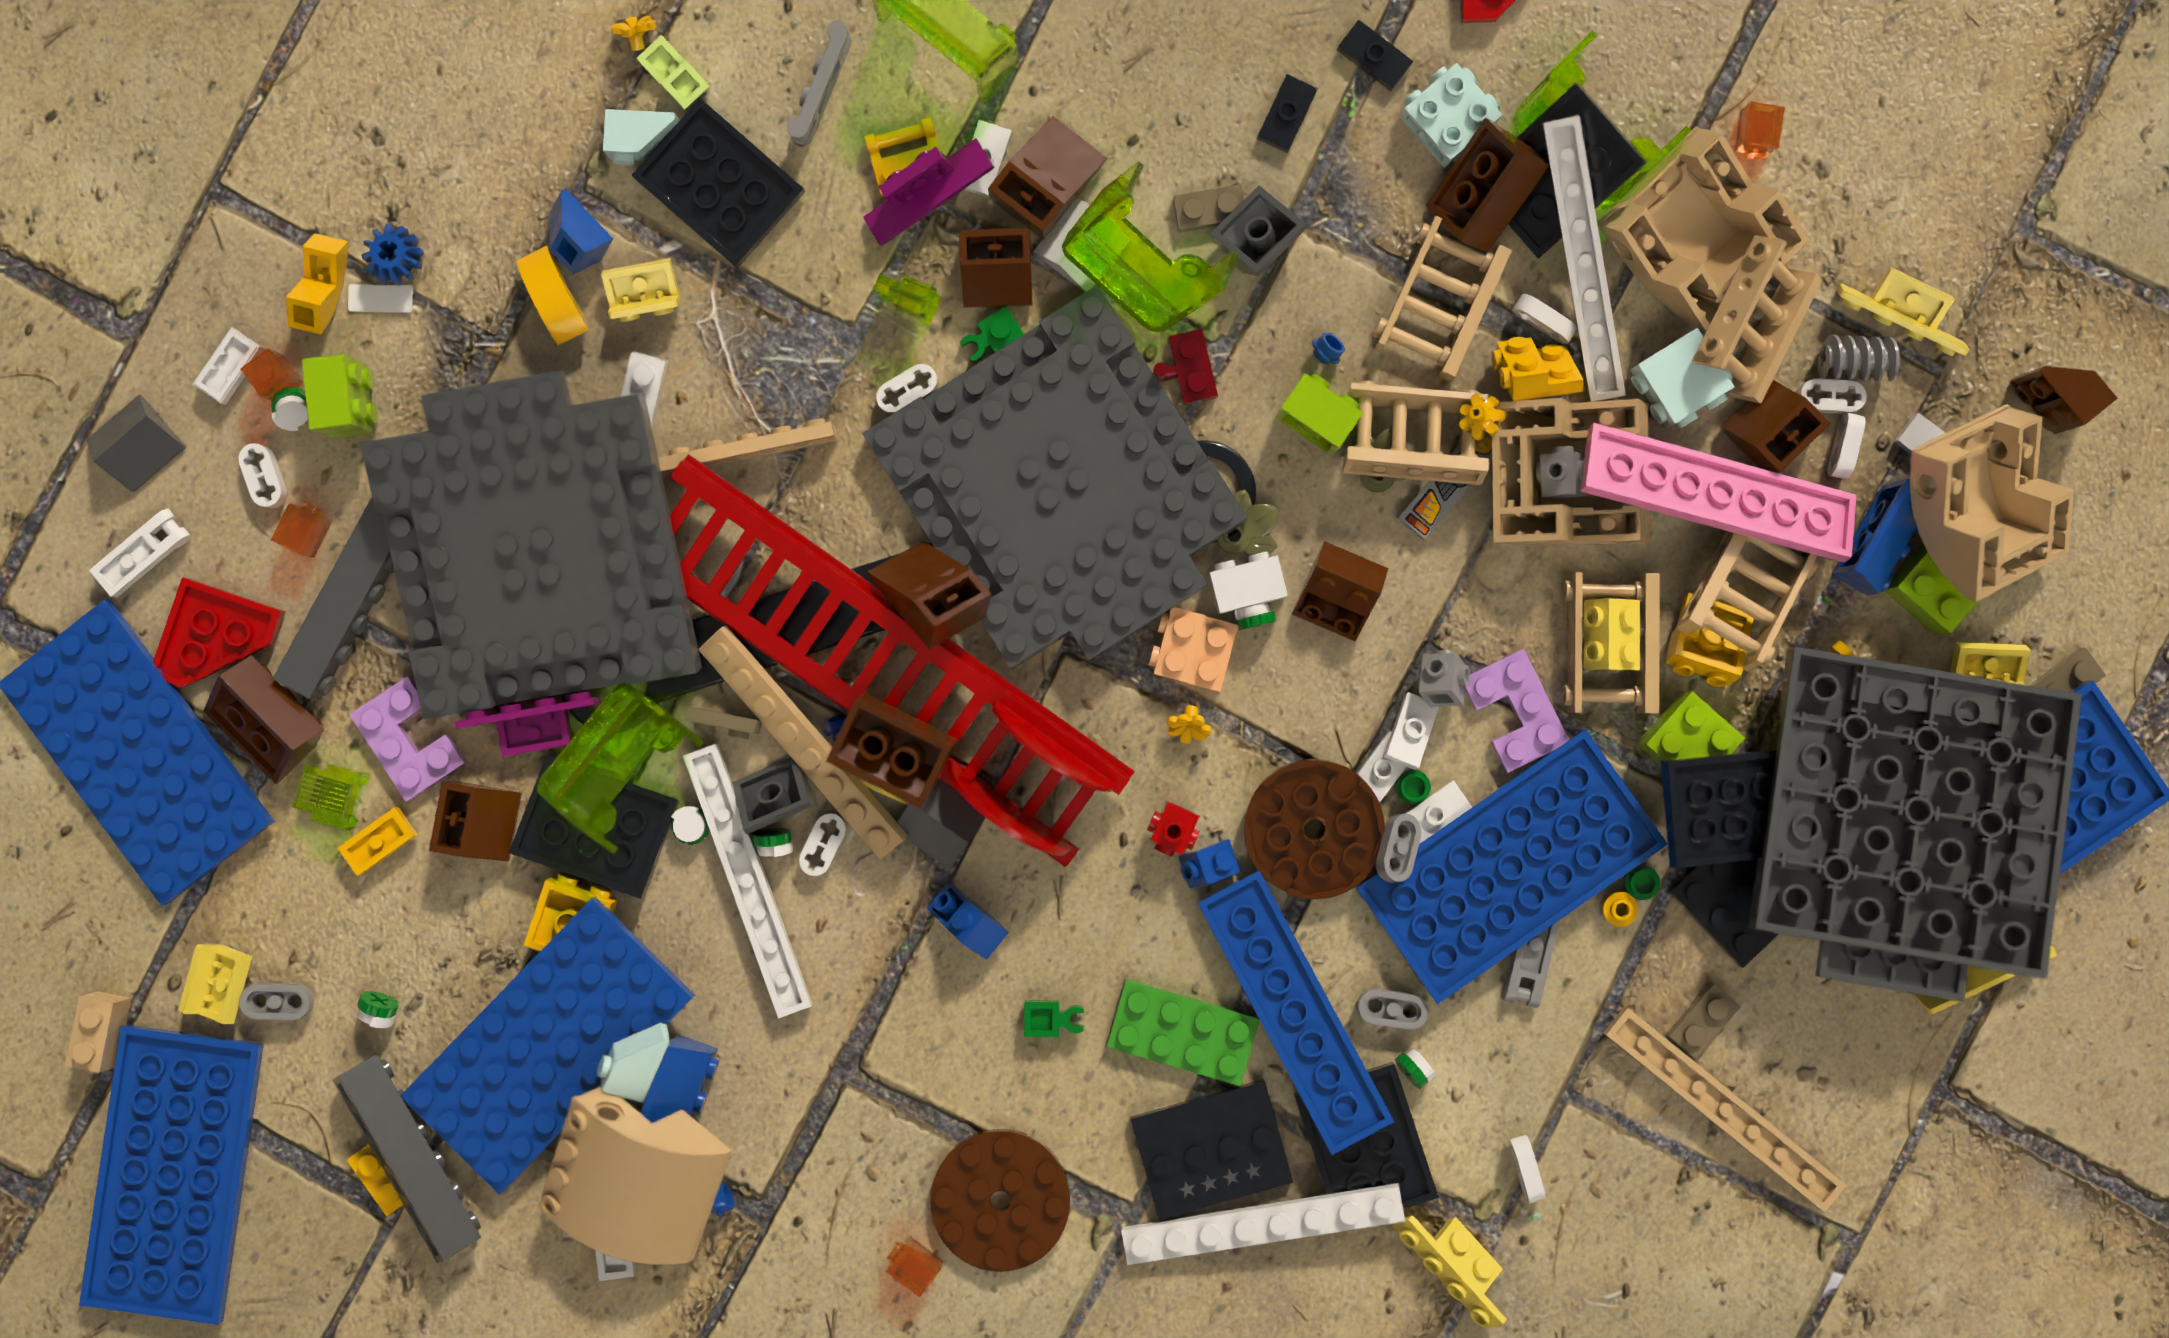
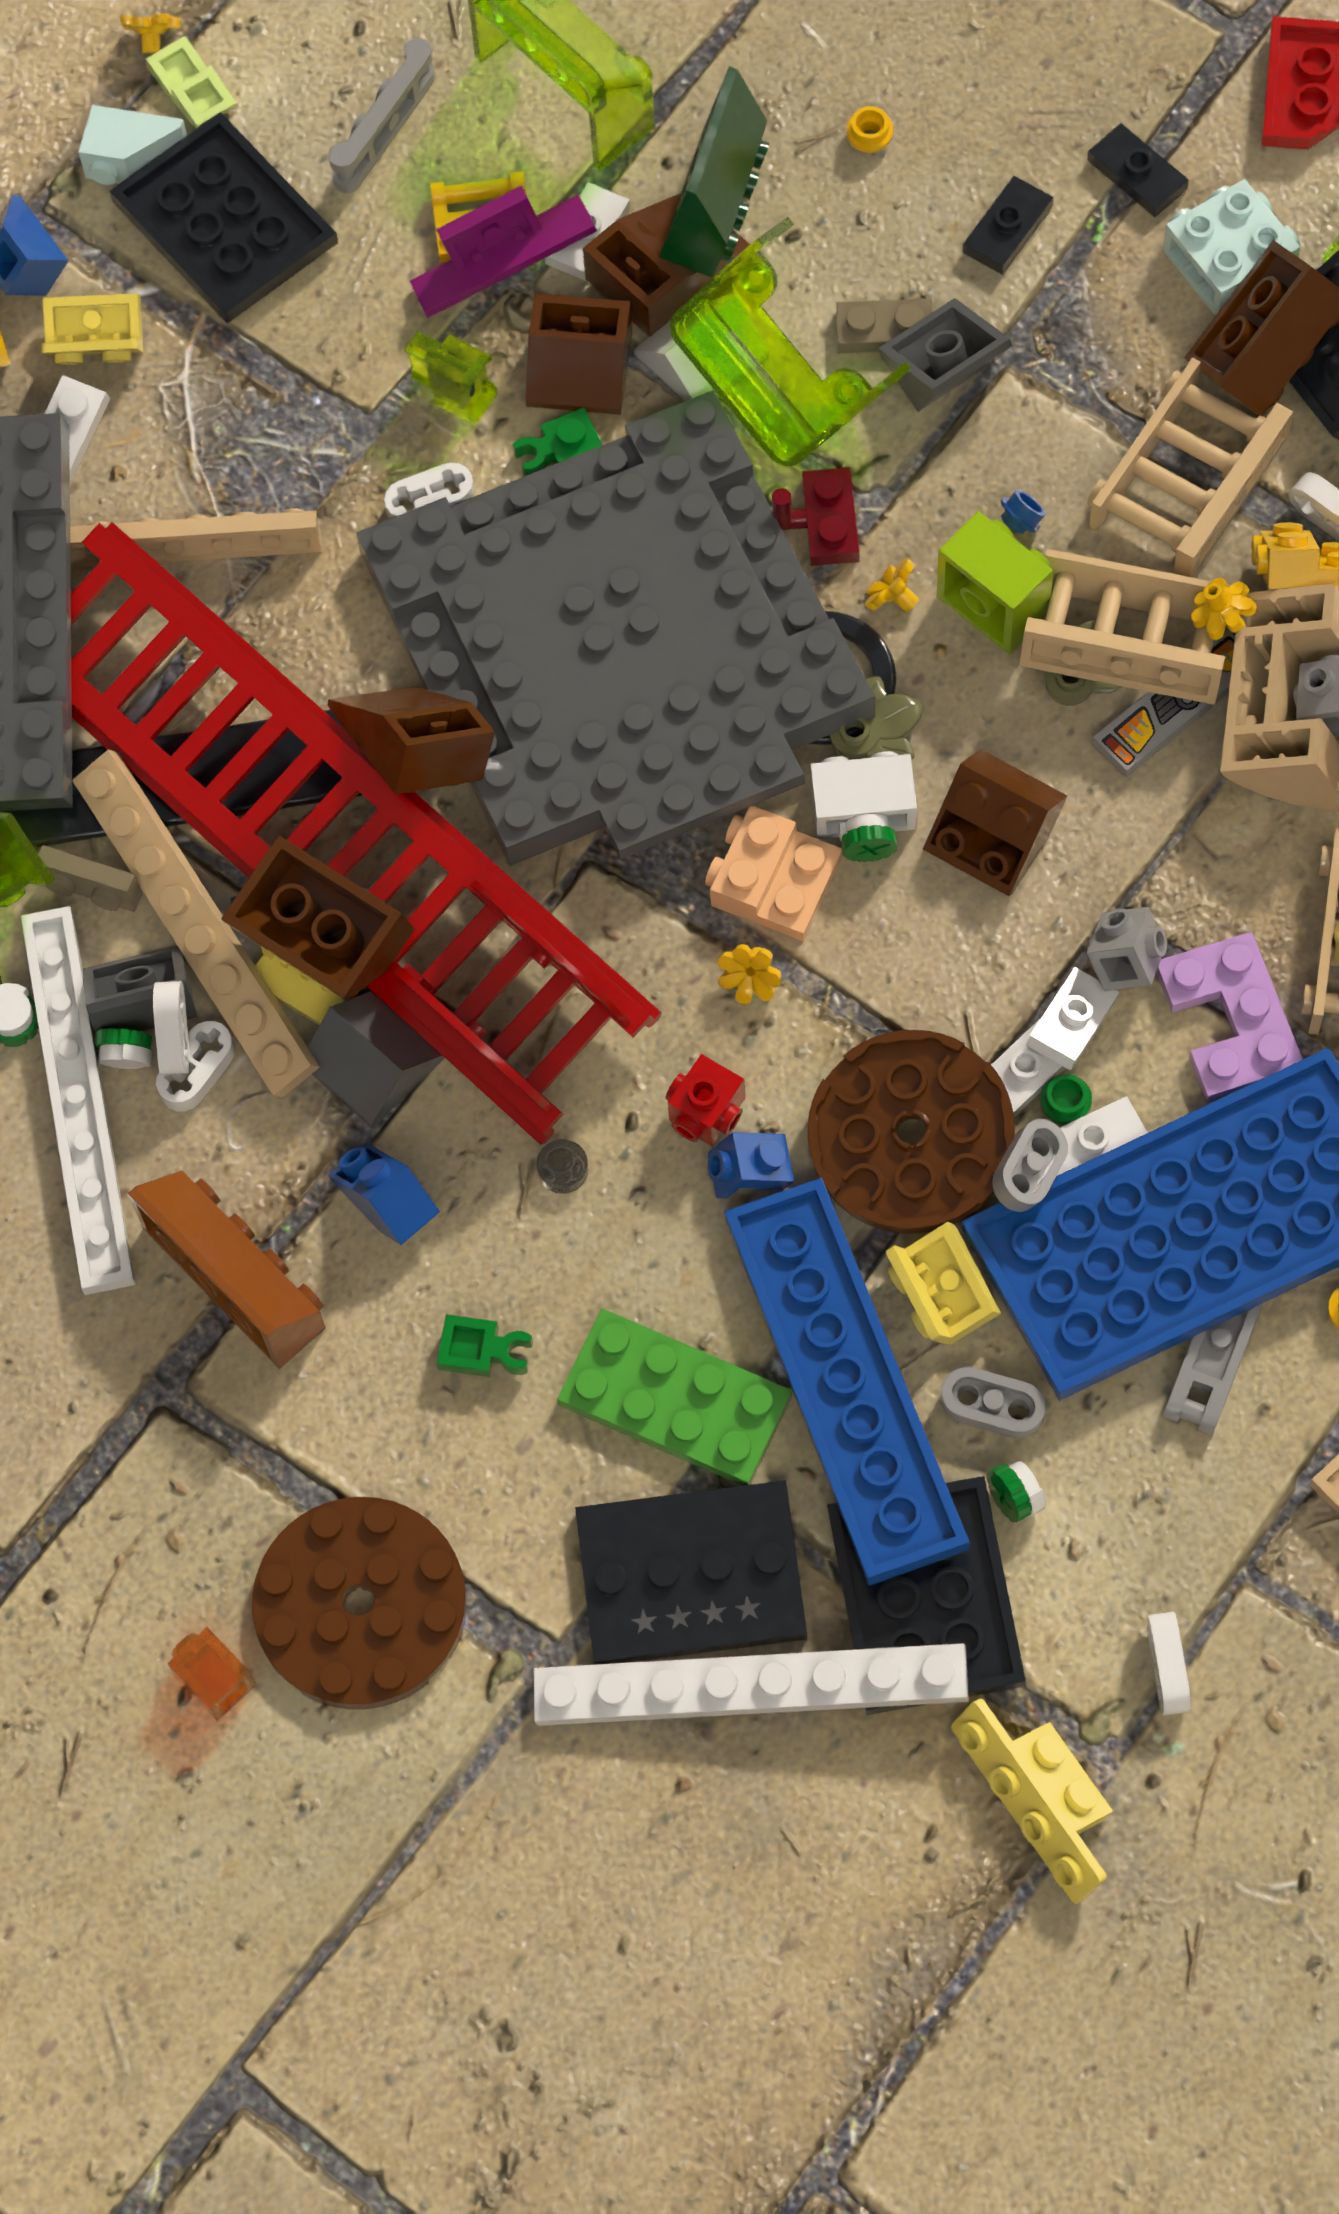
camera: 10 degrees right, 20 degrees down
(804, 835) = (171, 1027): none -> white beam
(874, 991) = (229, 1265): none -> dark orange slope
(1076, 118) = (718, 180): none -> dark green slope
(1083, 880) = (562, 1166): none -> clear smoke tile
(1182, 39) = (869, 119): none -> yellow plate
(1244, 419) = (893, 588): none -> yellow plant
(1348, 934) = (942, 1285): none -> light yellow bracket

